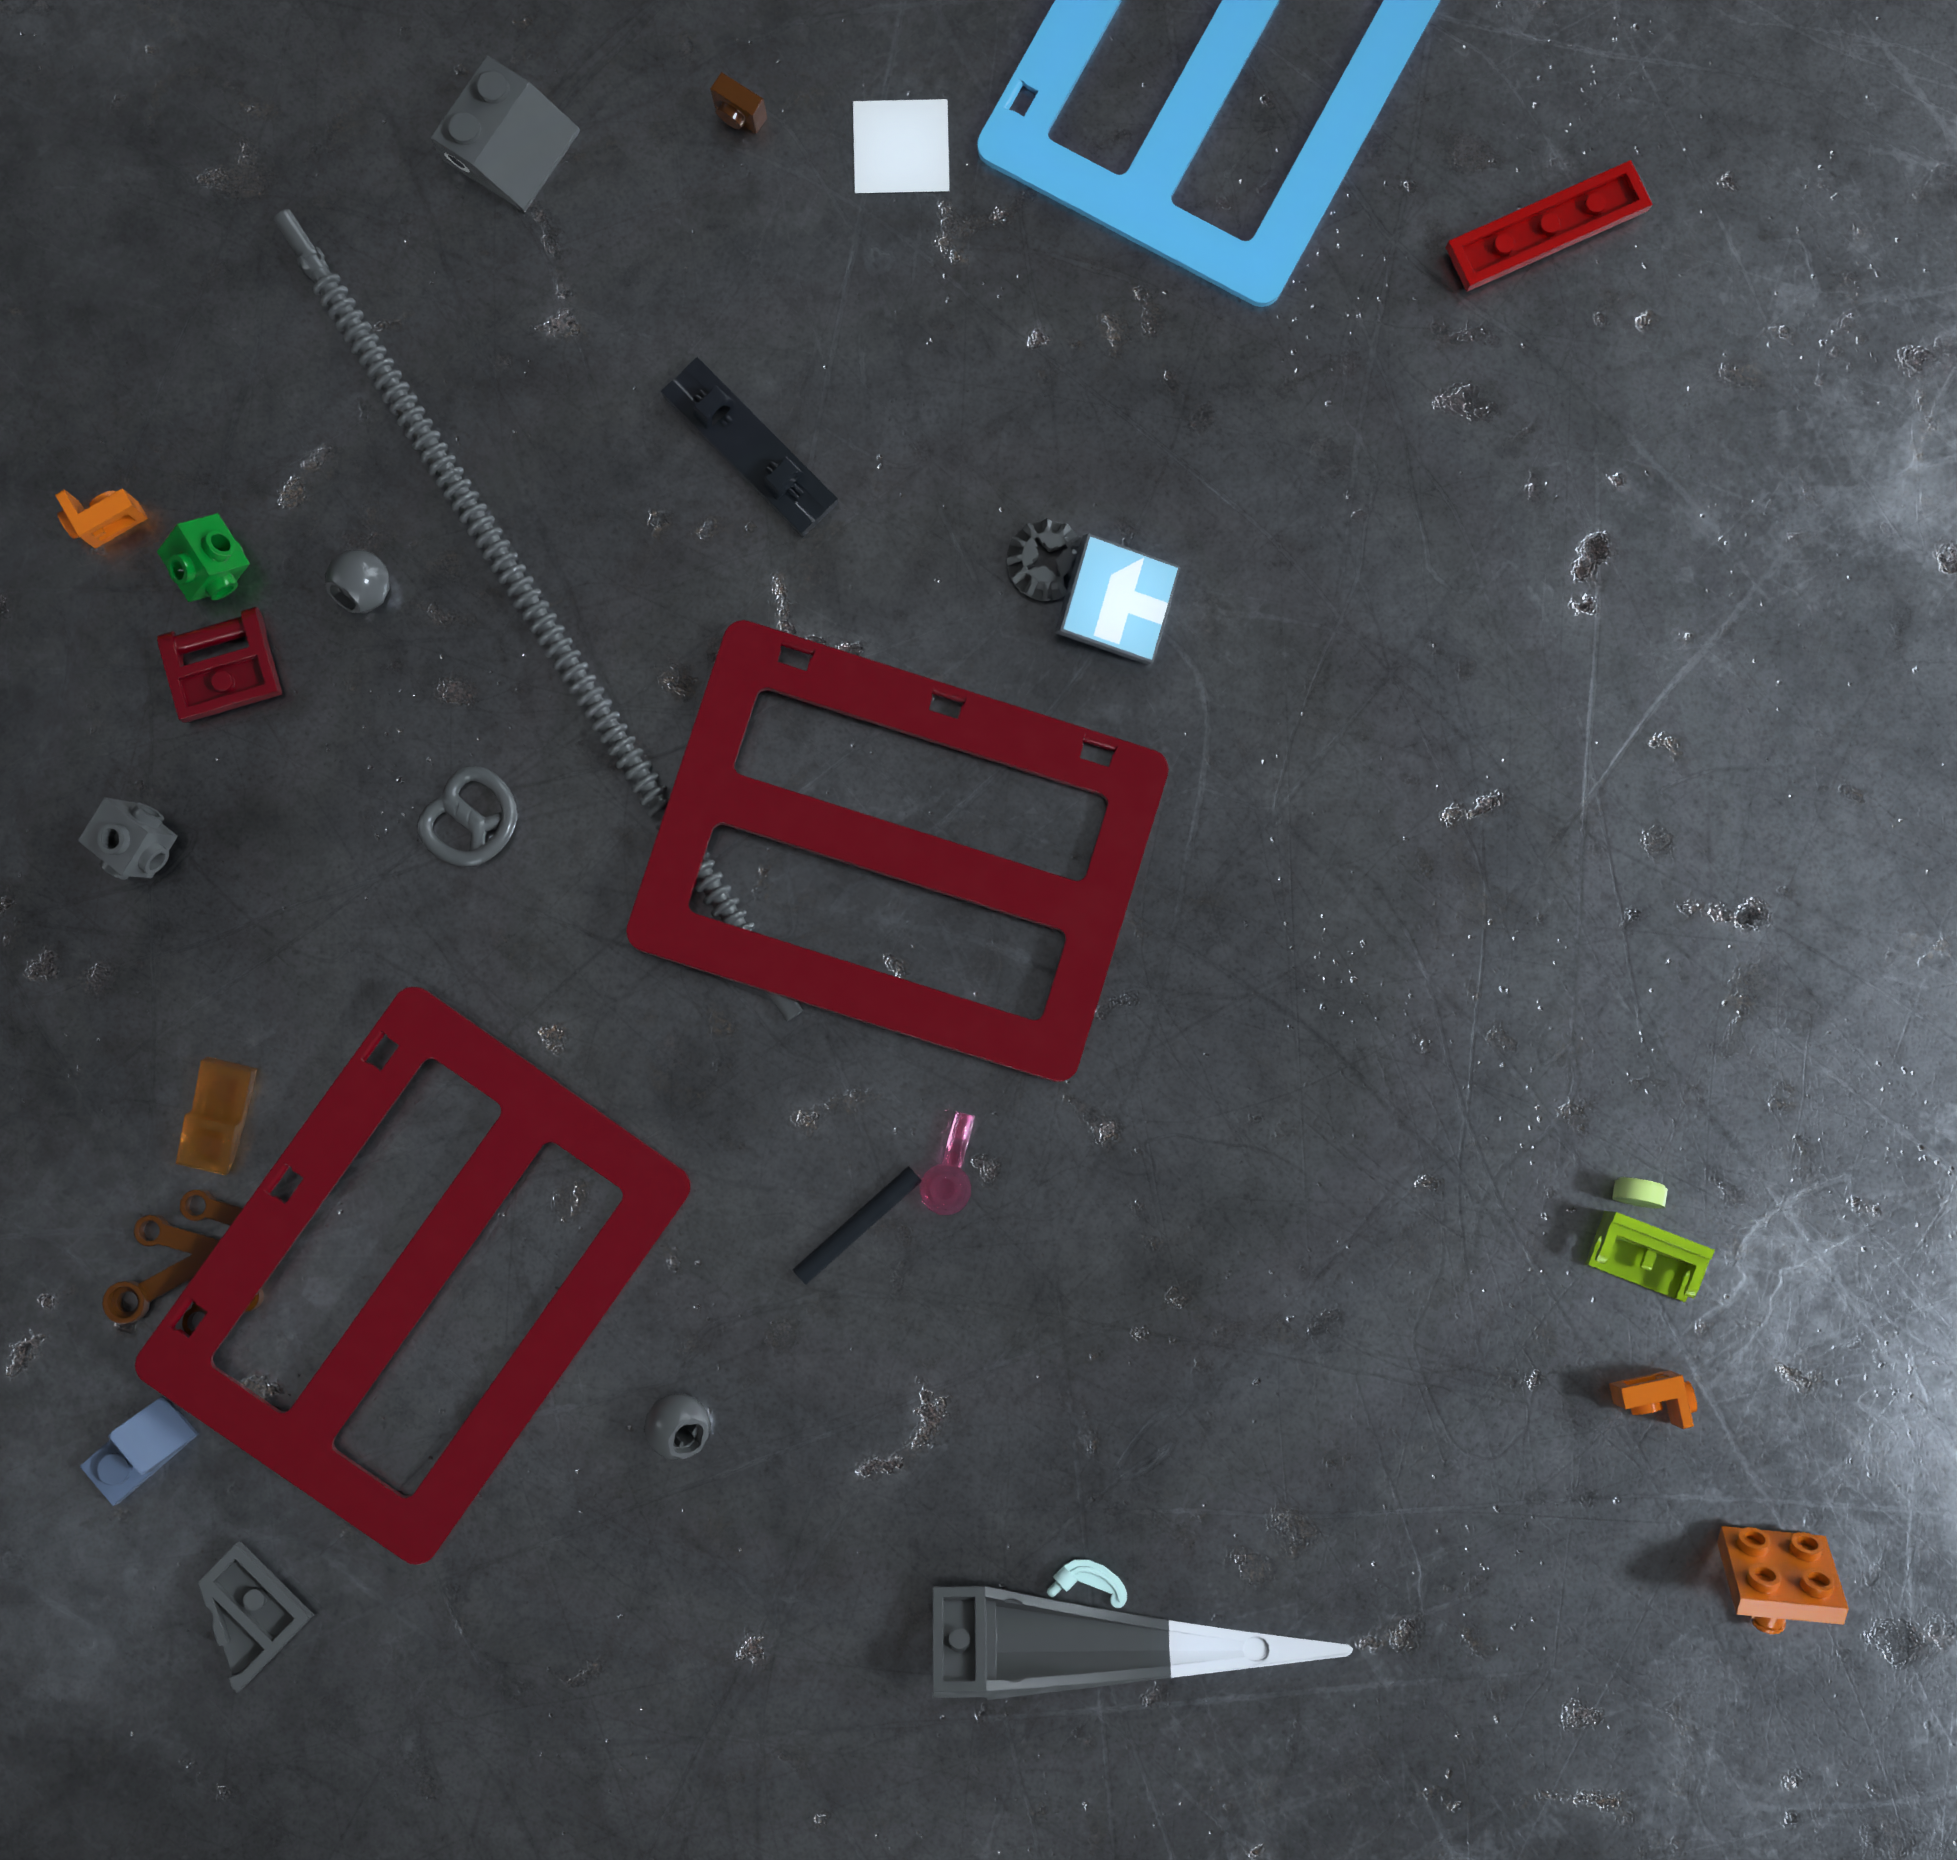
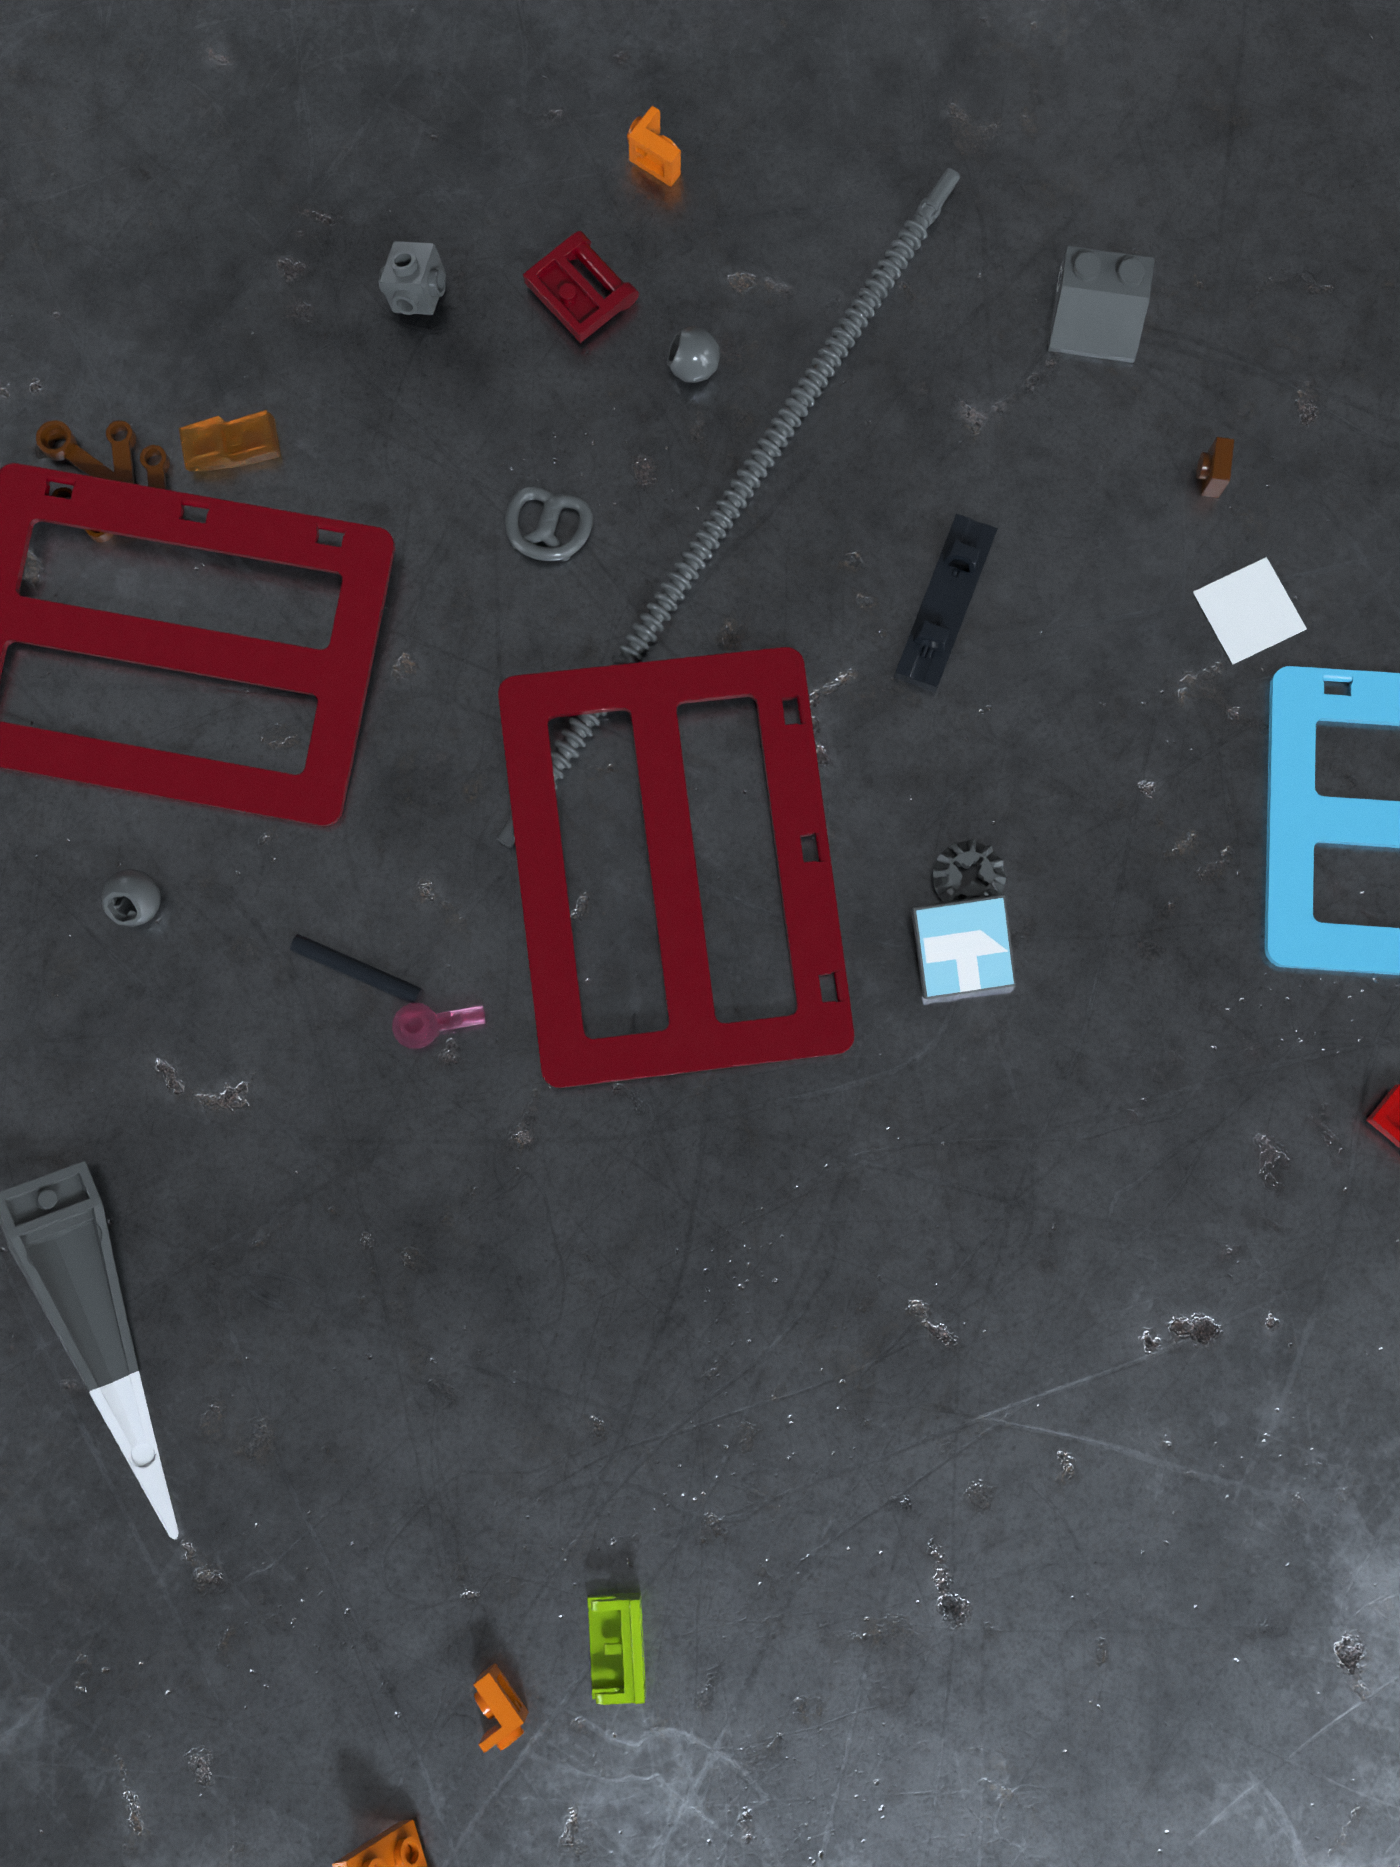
camera: 65 degrees right, 5 degrees down
(203, 558) = (656, 234): green brick -> none
(1090, 1574) = (150, 1289): light aqua piece -> none
(1640, 1192) = (667, 1615): yellowish green tile -> none

